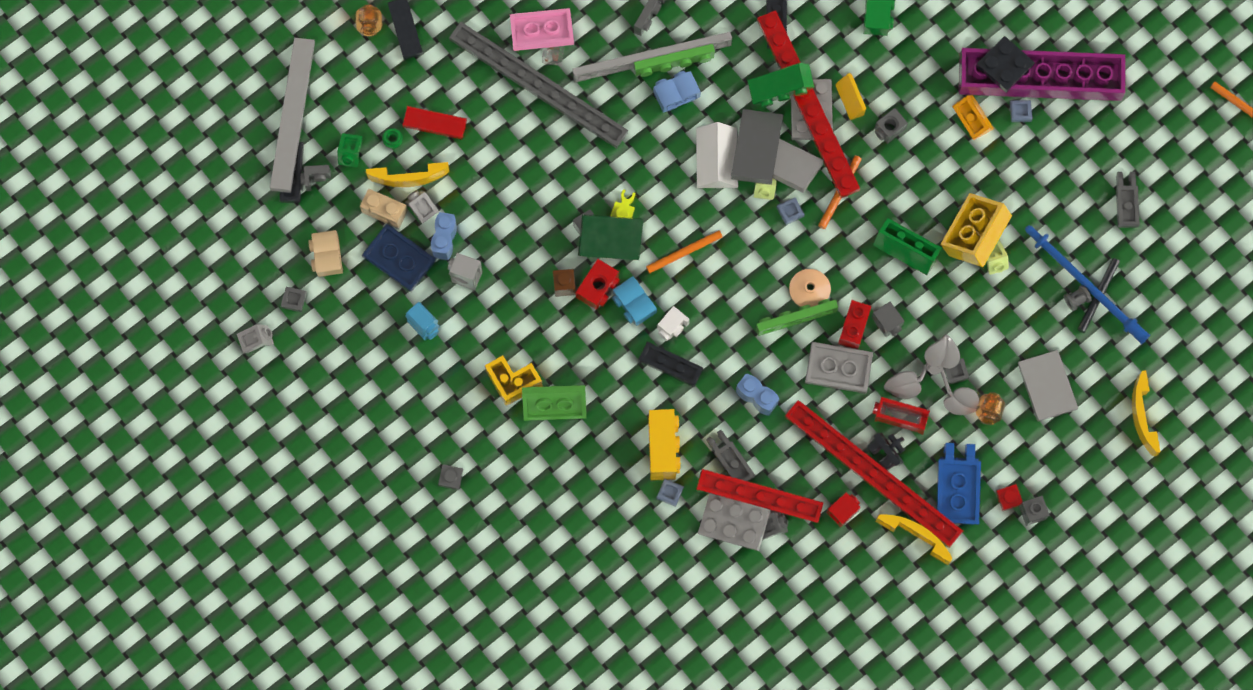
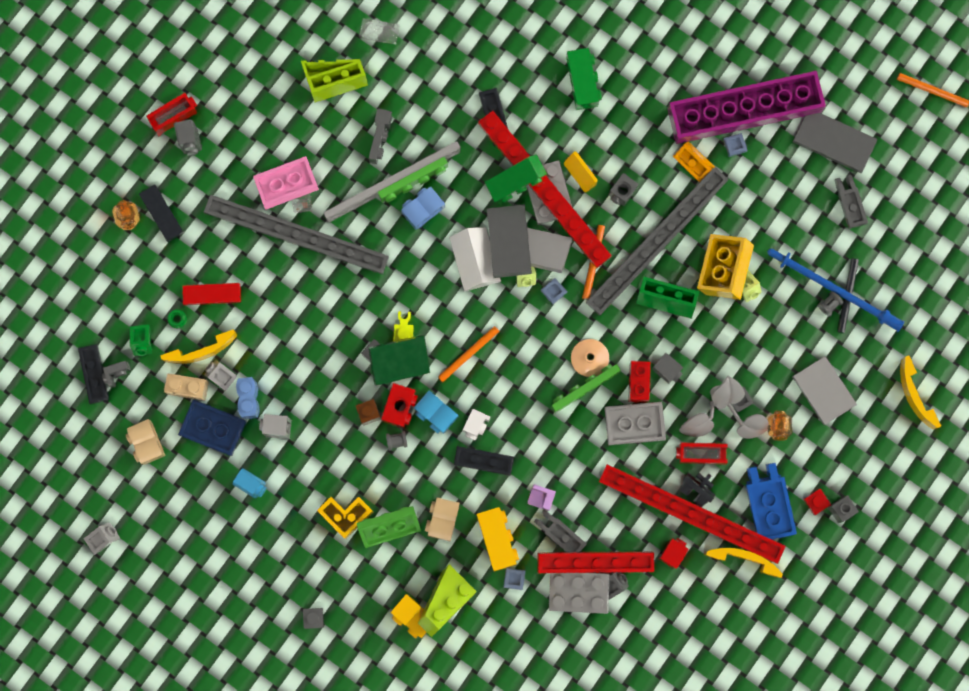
camera: 15 degrees left, 5 degrees up
(292, 115) = (80, 322): light grey tile -> none
(293, 299) = (127, 492): dark grey plate -> none
(553, 497) = (408, 613): none -> yellow brick
(585, 319) = (396, 440): none -> dark grey bush
(595, 492) = (447, 598): none -> lime wedge
(612, 411) = (443, 519): none -> tan brick
(721, 416) = (541, 497): none -> lavender panel
(762, 397) = (574, 471): medium blue brick -> none
(912, 187) = (657, 241): none -> dark grey plate
(1005, 64) = (712, 107): black plate -> none
(1127, 134) = (835, 141): none -> dark grey tile

